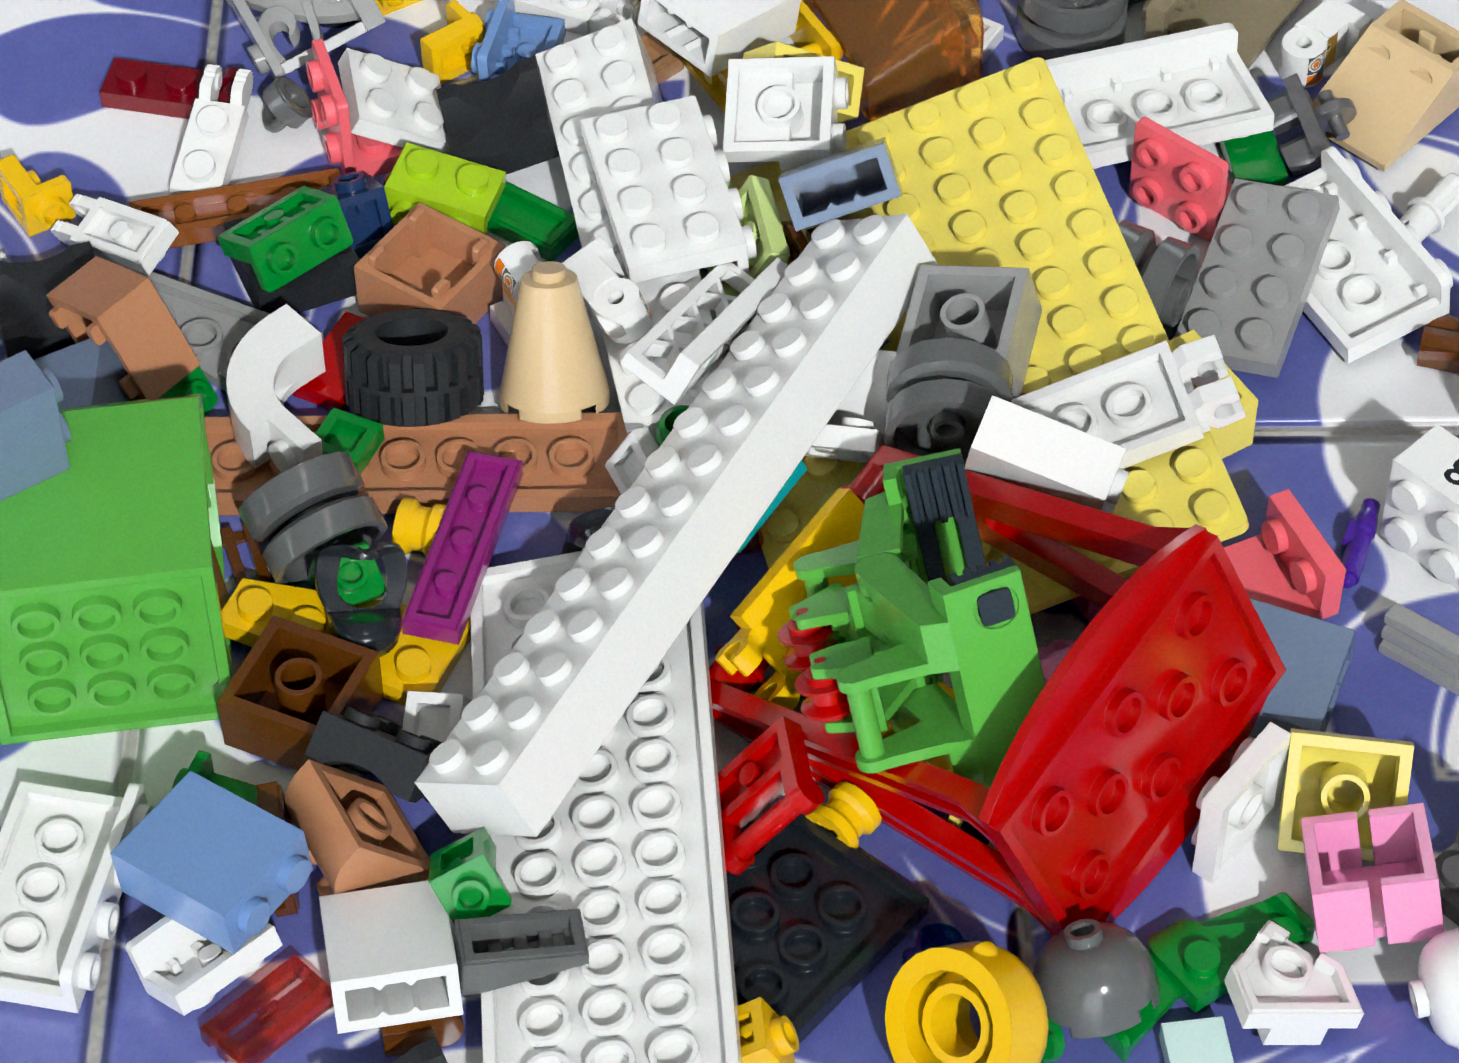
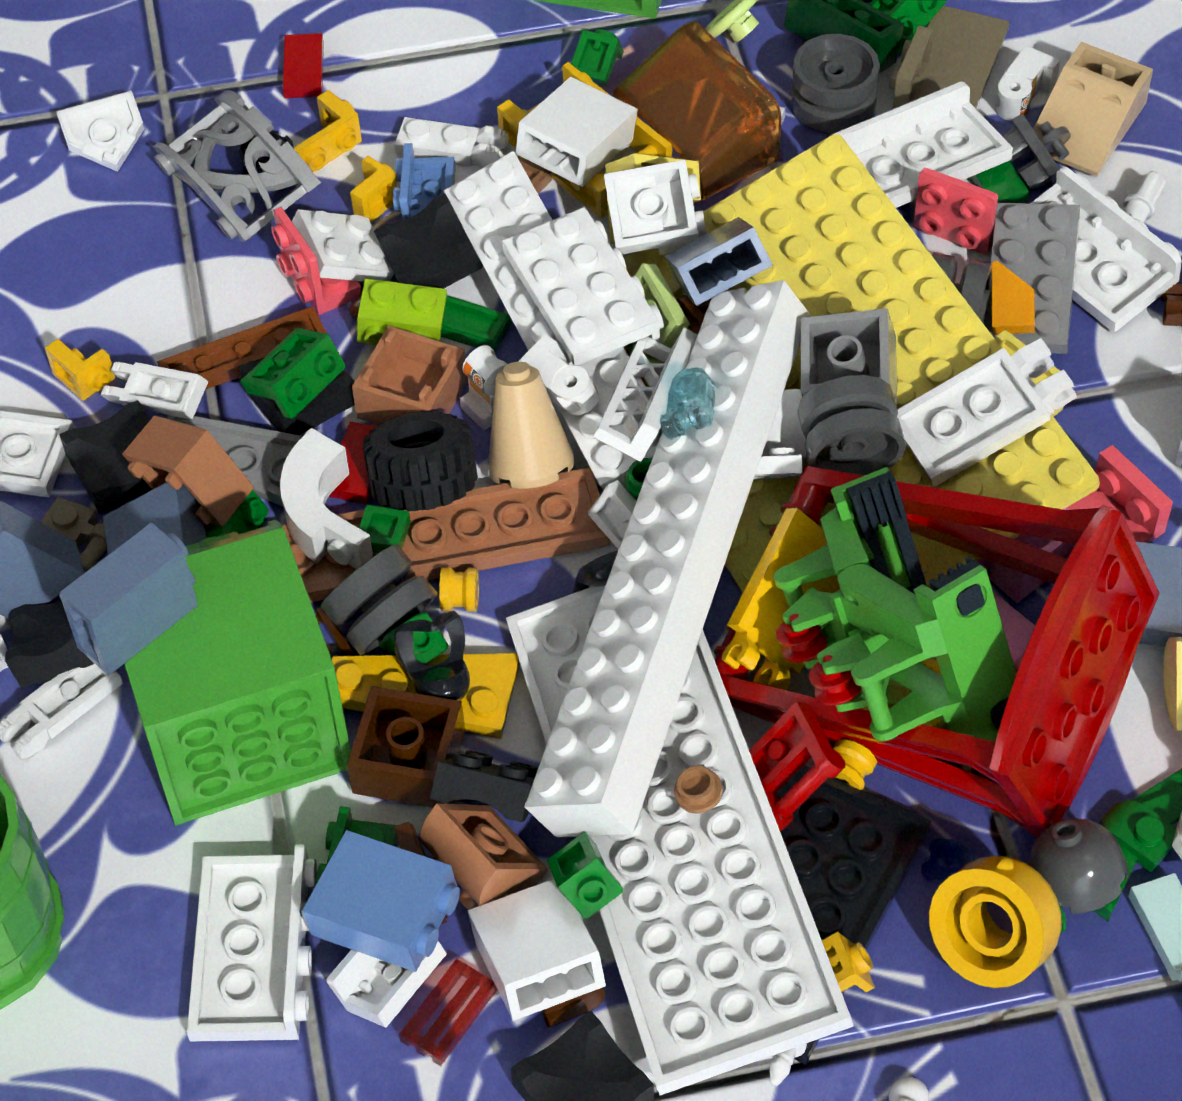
camera: 10 degrees left, 5 degrees up
(157, 87) = (166, 263): dark red plate -> none
(213, 133) = (207, 296): white hinge -> none
(287, 103) = (258, 259): dark grey tile -> none
(364, 209) = (346, 335): dark blue bracket -> none
(433, 713) = (514, 743): white plate -> none
(462, 548) = (497, 601): magenta tile -> none
(488, 968) = (631, 947): dark grey slope -> none
(635, 800) = (698, 789): none -> medium nougat plate
(746, 341) = (689, 403): none -> clear light blue plate
(1047, 456) = (947, 460): white brick -> none
(1216, 300) = (1011, 302): none -> light orange tile
(1239, 801) = (1143, 699): white plate -> none
(1357, 540) = (1162, 466): dark purple piece -> none

